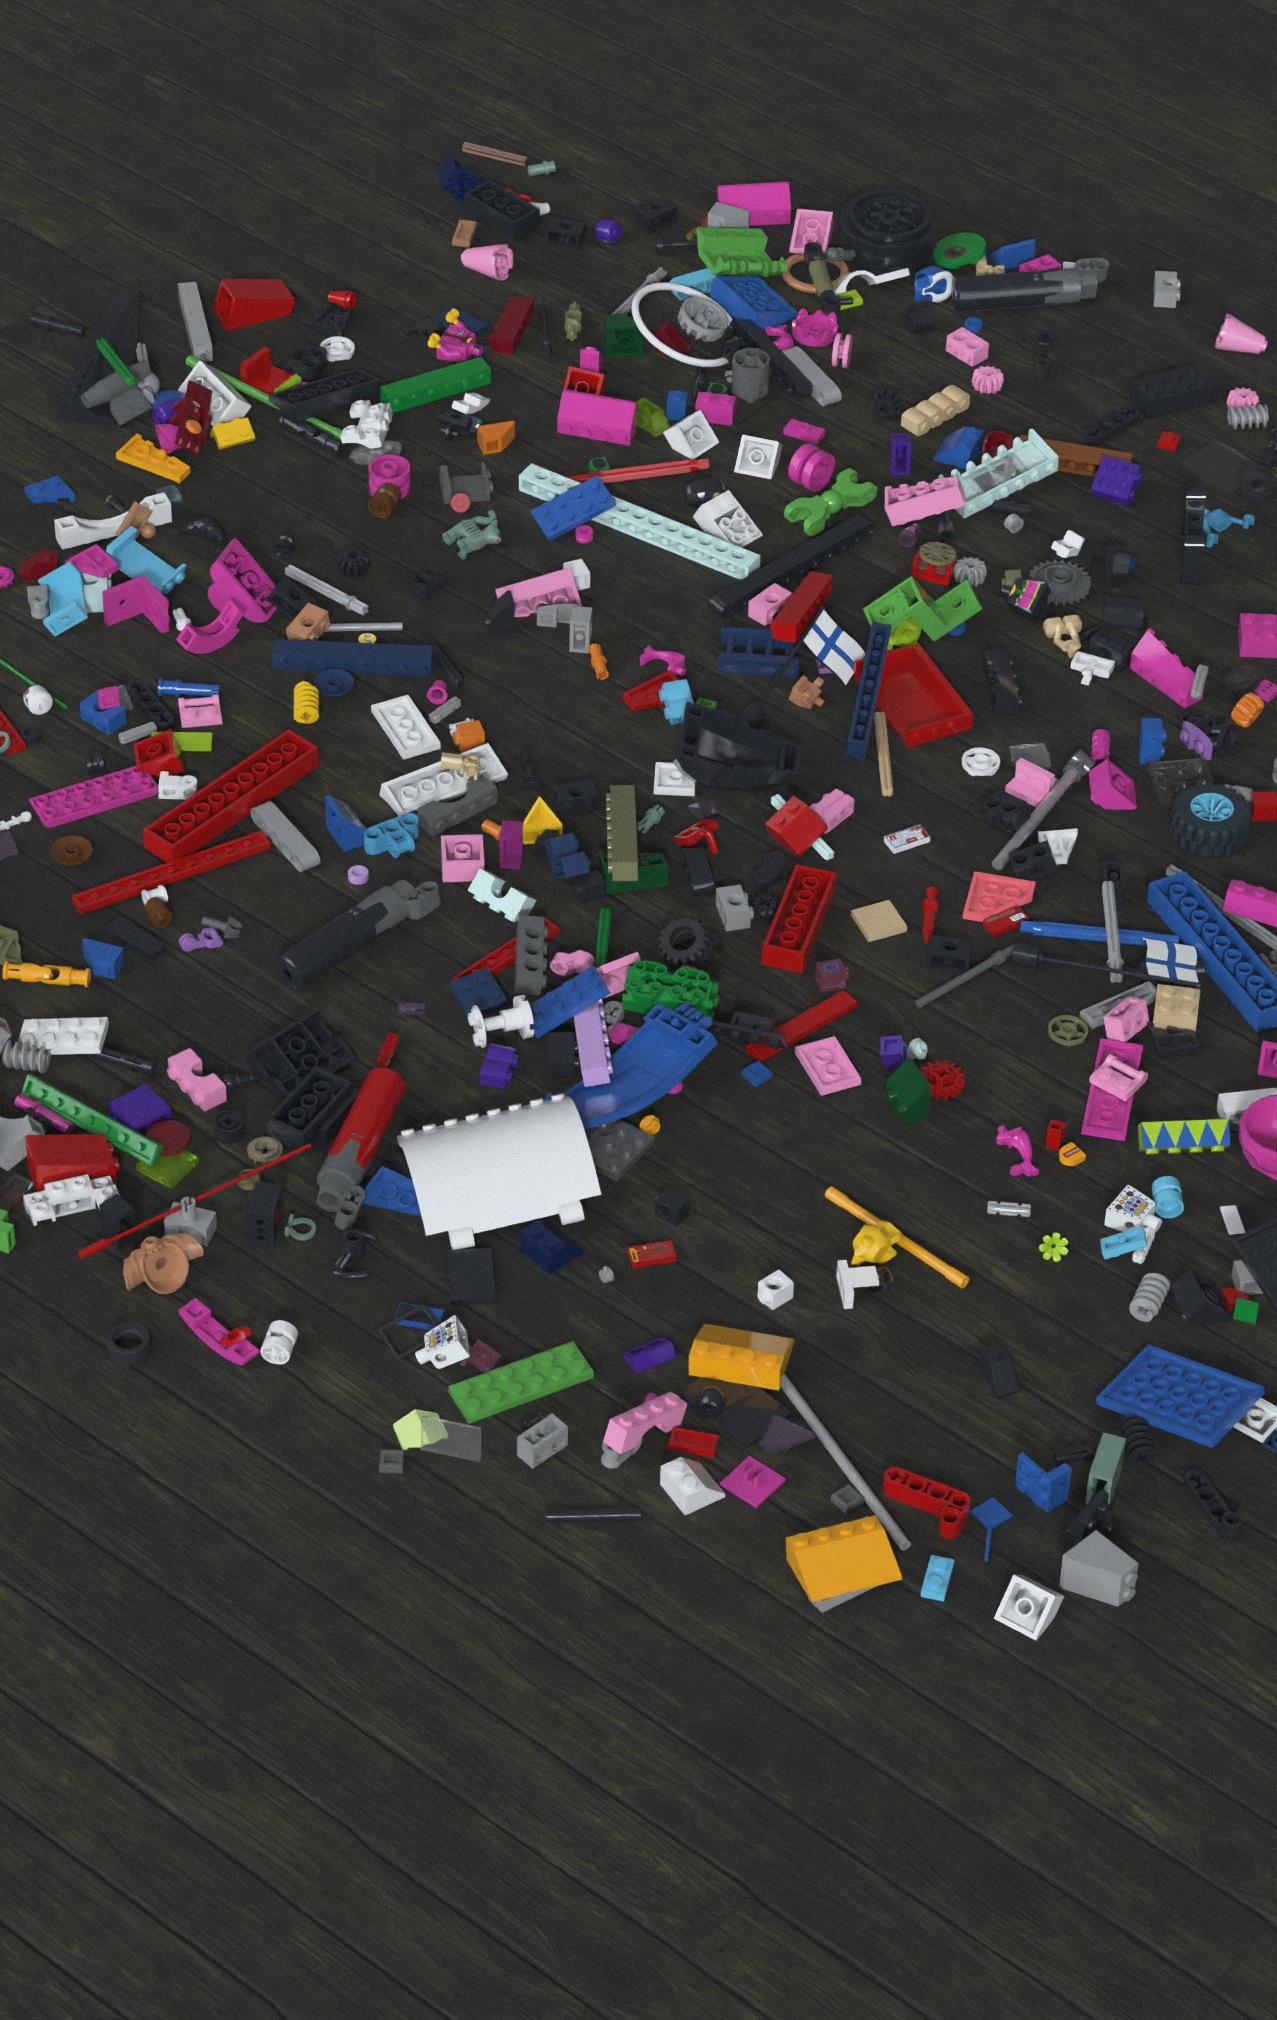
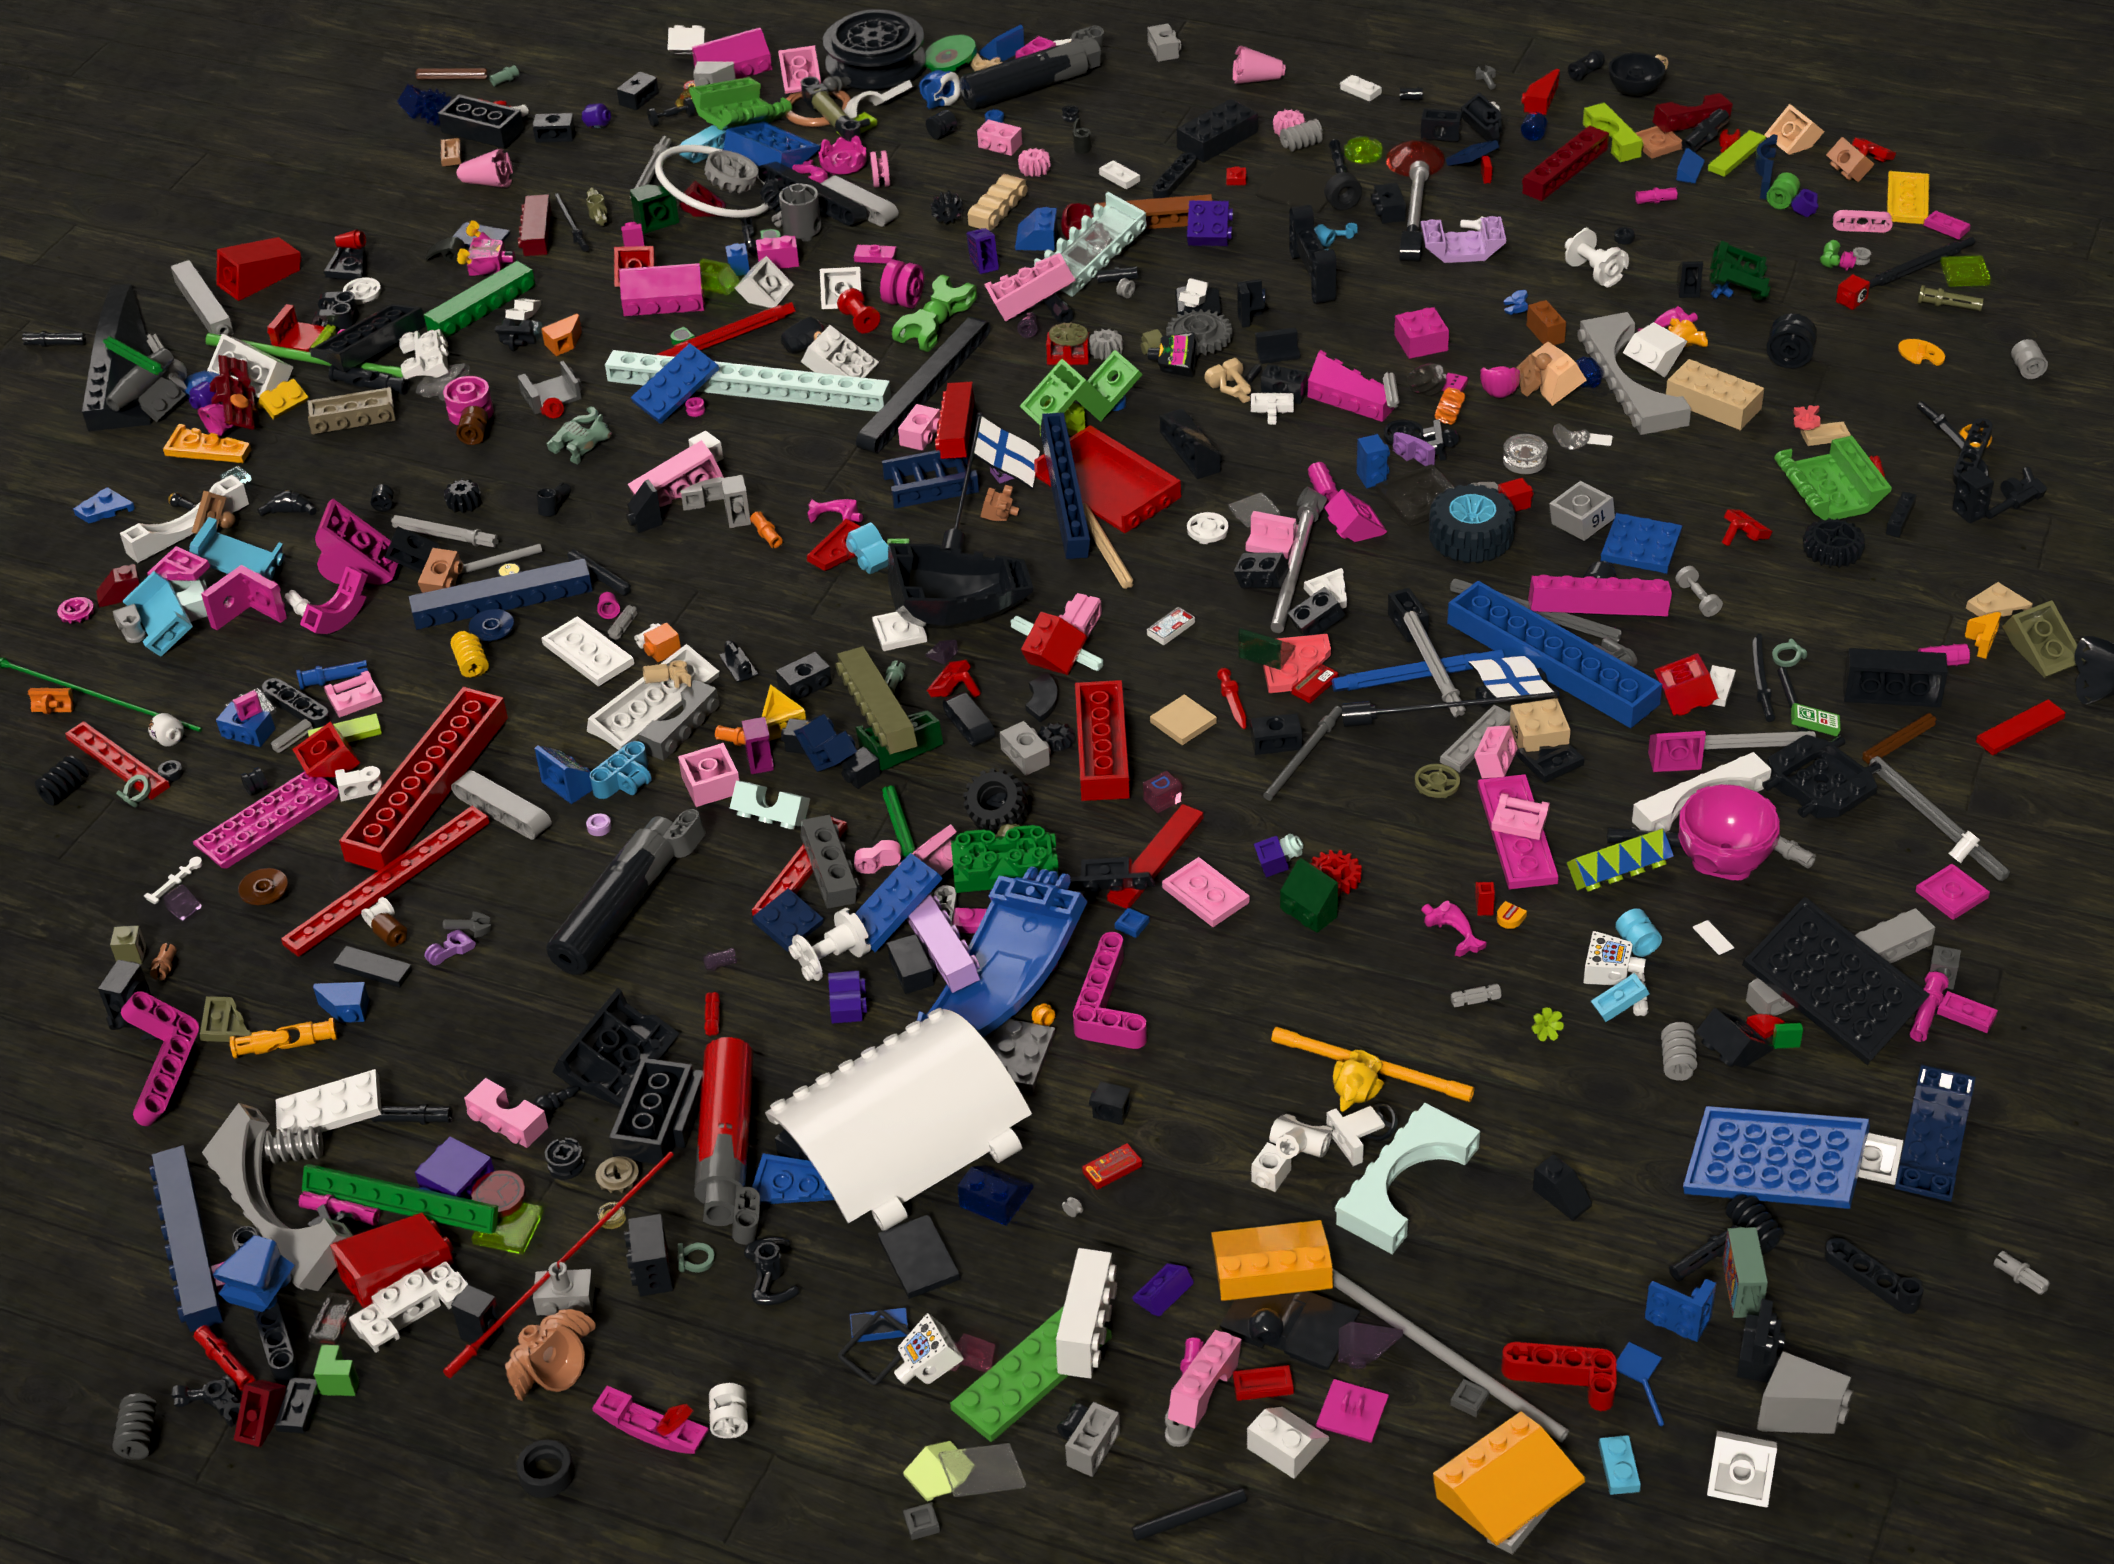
camera: 15 degrees left, 0 degrees up
(287, 459) = (351, 410): none -> dark tan bracket
(574, 1349) = (1085, 1313): none -> white brick
(689, 1133) = (1090, 1014): none -> dark pink beam
(719, 174) = (683, 39): none -> white slope
(766, 491) = (852, 303): none -> red piece
(800, 1269) = (1295, 1137): none -> white connector
(910, 1303) = (1425, 1137): none -> light aqua arch
(972, 879) = (1263, 649): none -> clear green slope
(1061, 412) = (1119, 174): none -> white plate

